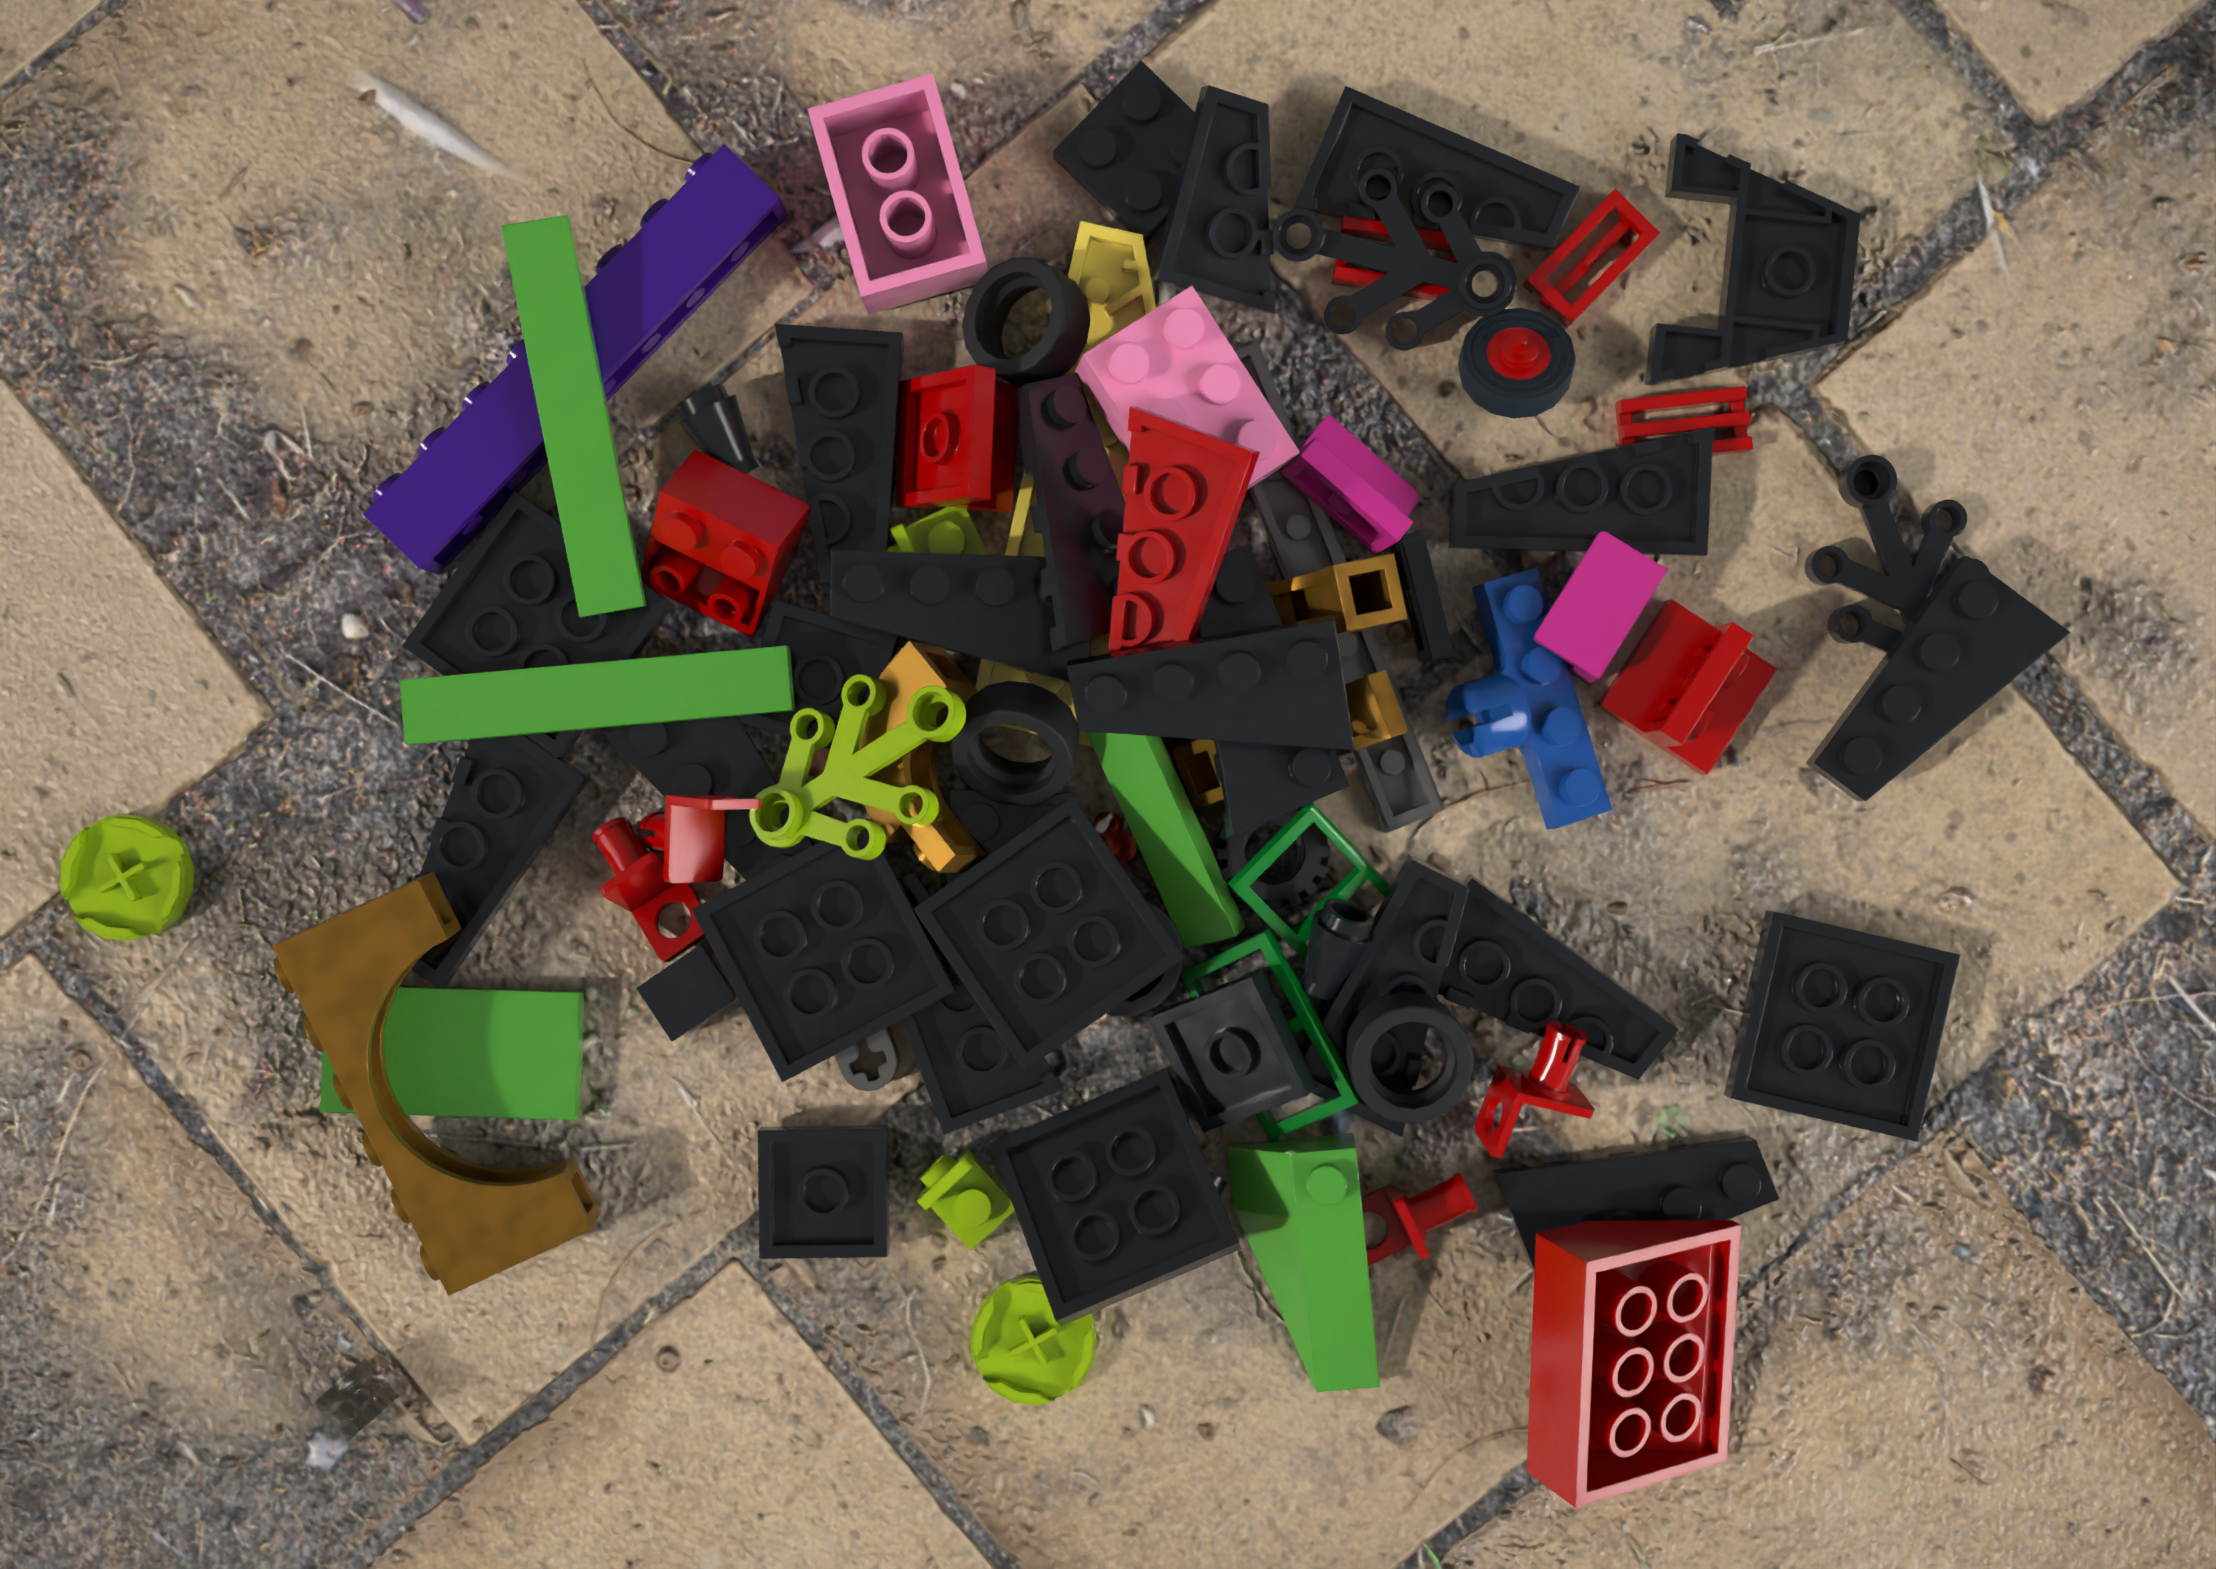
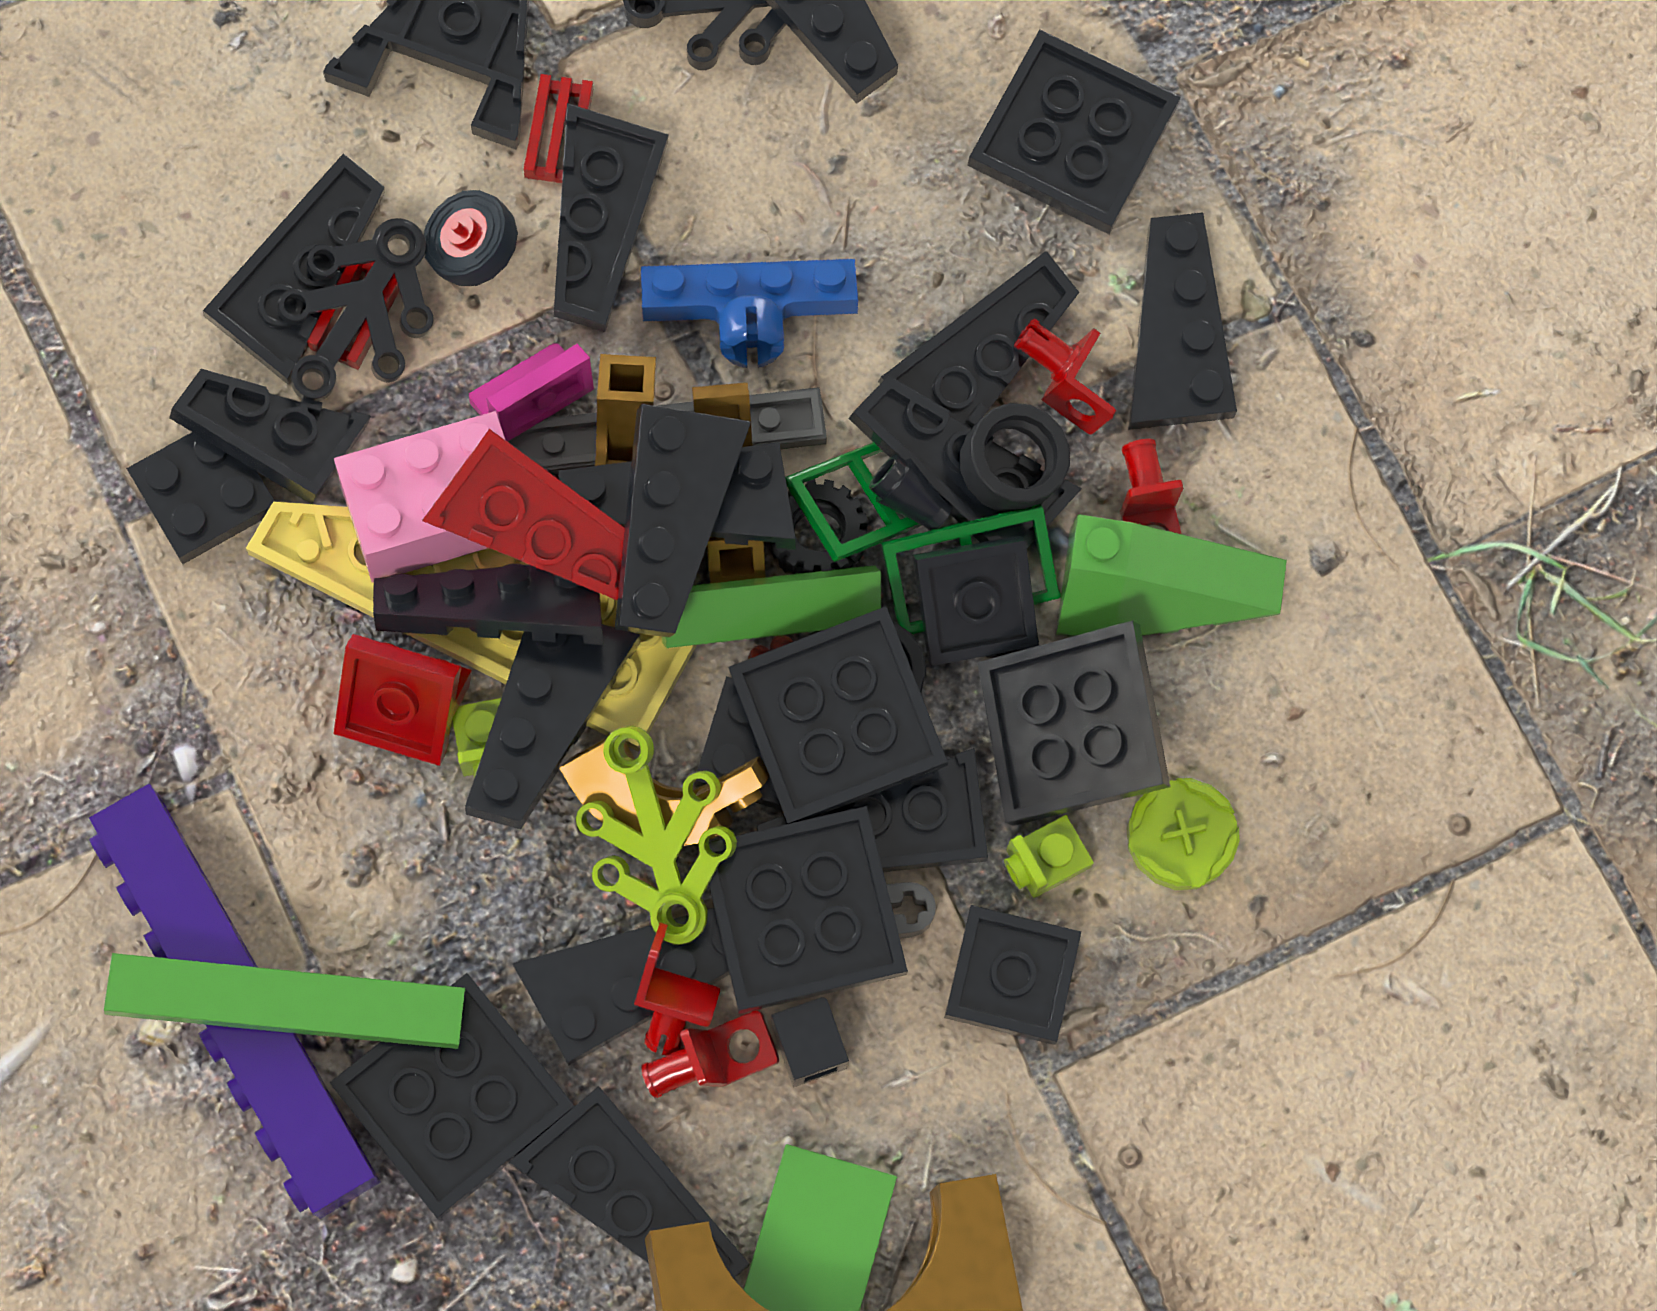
camera: 80 degrees left, 15 degrees down
(597, 695) = (530, 1053): bright green tile -> none
(718, 427) = (329, 895): black cone -> none
(722, 542) = (429, 913): red slope -> none
(822, 660) = (554, 865): black plate -> none
(846, 431) = (365, 789): black wing -> none
(899, 193) = (178, 685): bright pink brick -> none
(991, 304) = (281, 624): black tyre -> none
(1009, 780) = (706, 703): black tyre -> none
(1422, 598) = (673, 358): black tile -> none
(1552, 296) = (422, 200): red tile -> none
(1599, 606) = (687, 223): dark pink panel -> none
(1631, 1353) = (1299, 352): red slope -> none
(1688, 685) = (769, 177): red bracket -> none

